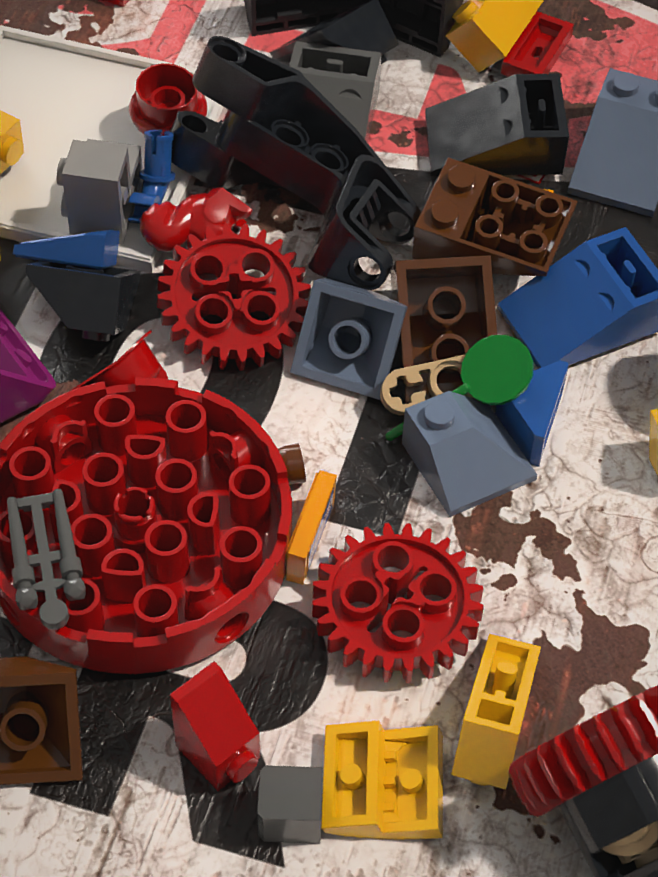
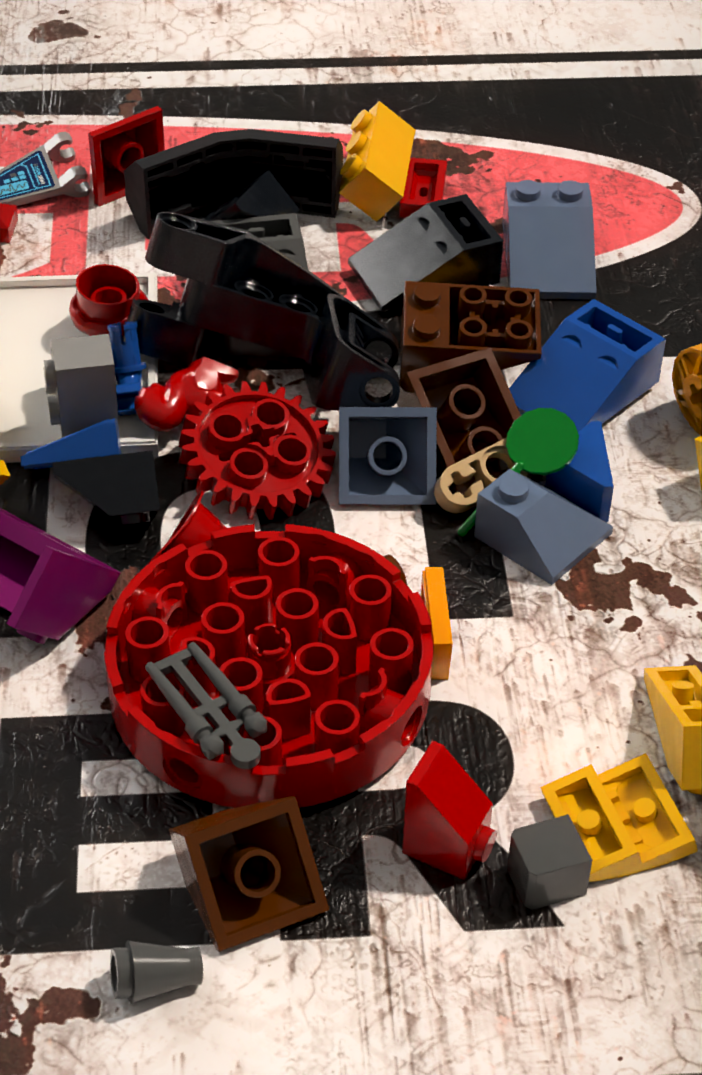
camera: 20 degrees left, 10 degrees down
(360, 576) = (587, 674): red gear -> none

